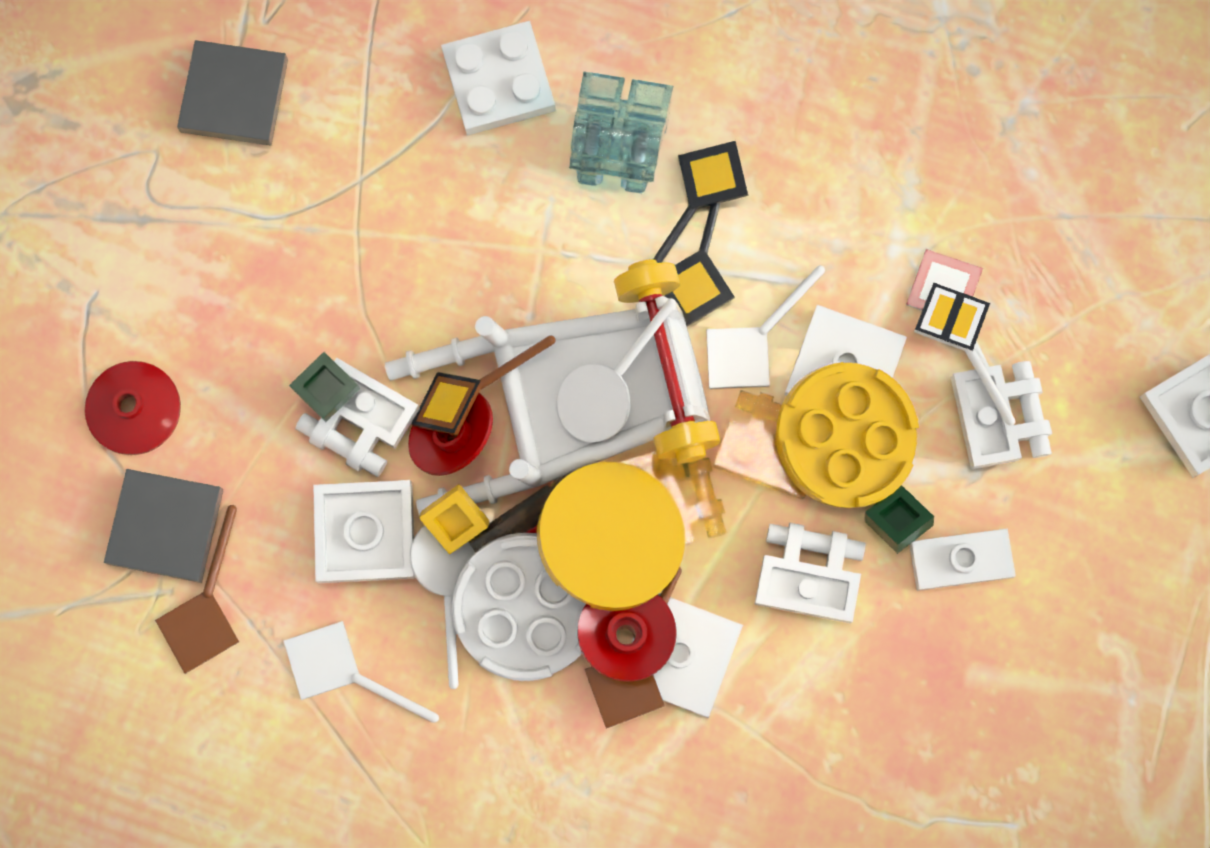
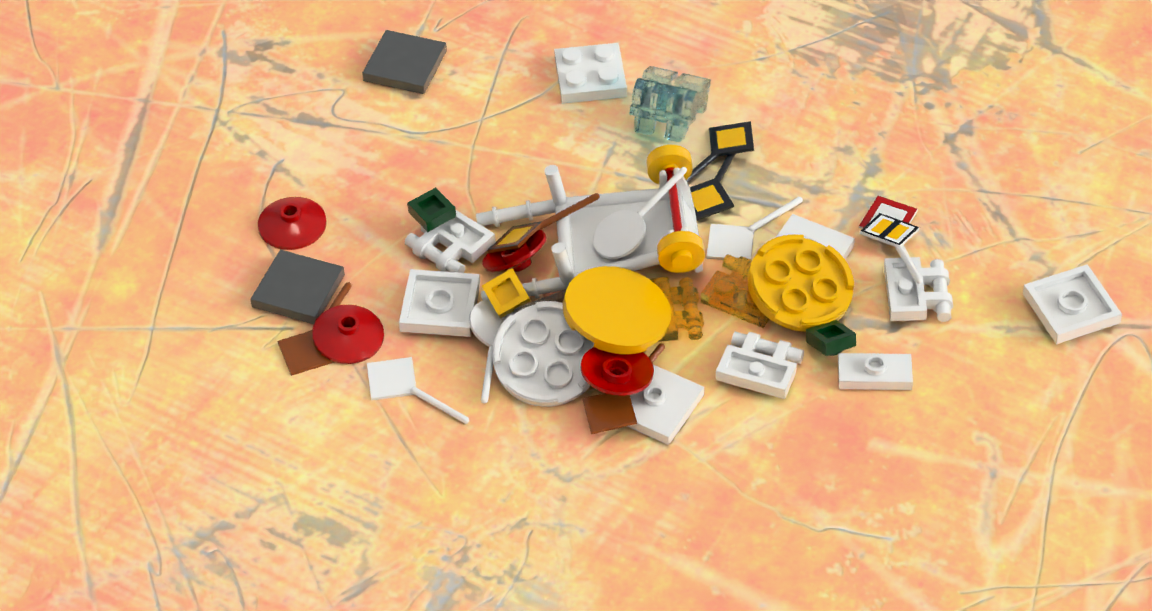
camera: 10 degrees right, 30 degrees down
(255, 621) = (348, 344): none -> red dish

